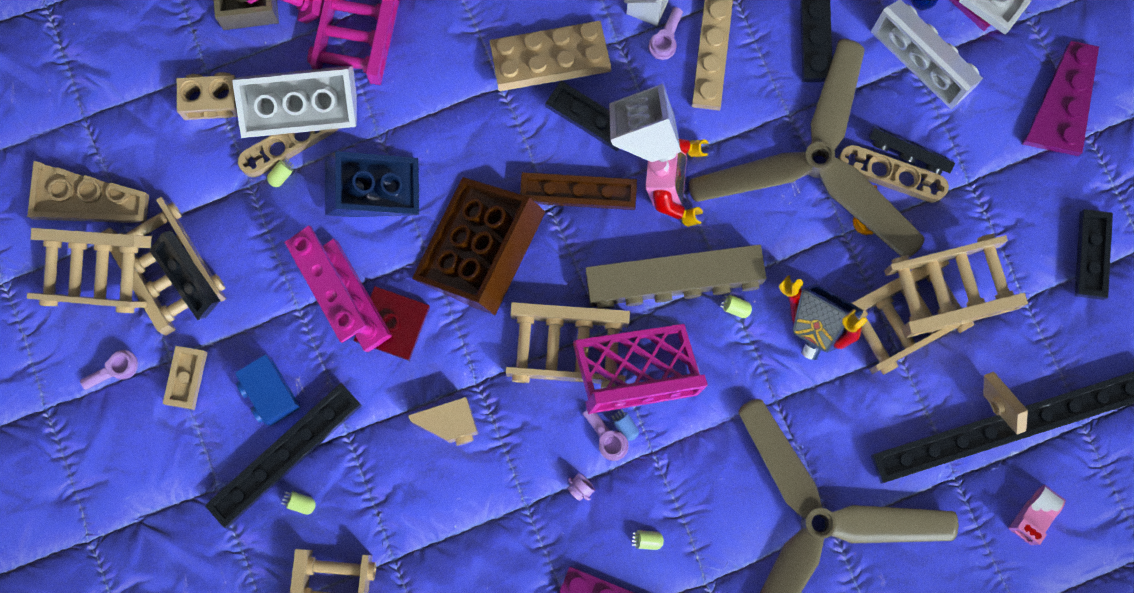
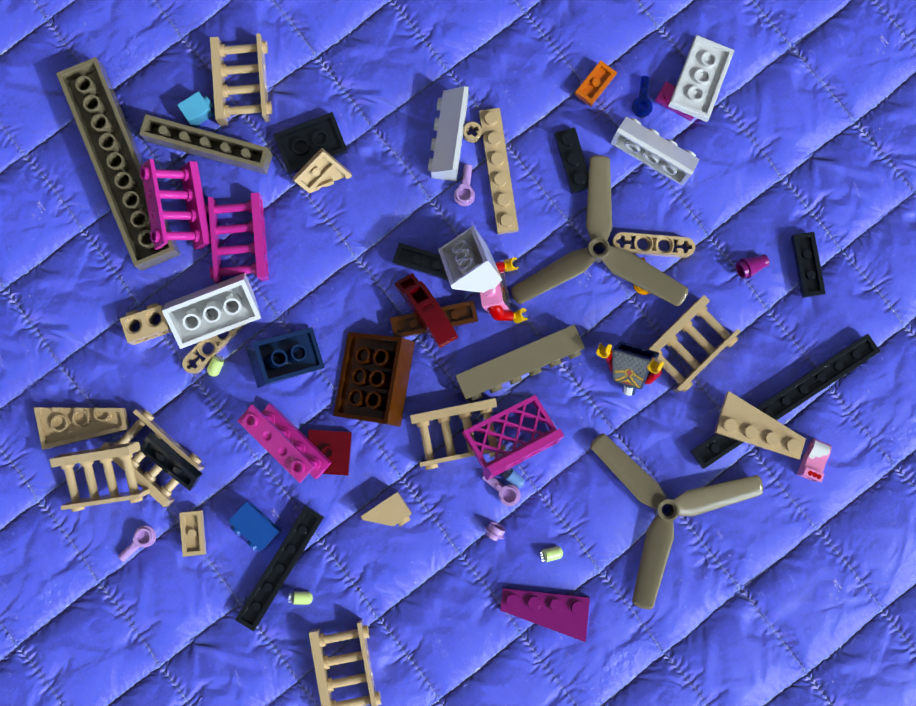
camera: 20 degrees left, 5 degrees up
(550, 55) = (385, 226): tan plate -> none
(572, 173) = (427, 310): none -> dark red slope
(737, 306) = (568, 371): yellowish green piece -> none
(911, 151) = (661, 225): black plate -> none
(948, 314) = (719, 339): tan fence -> none
(967, 446) = (750, 425): none -> tan wing
(1005, 403) = (773, 390): tan plate -> none
(1018, 234) = (750, 266): none -> magenta cone
(1066, 104) = (762, 161): magenta wing -> none

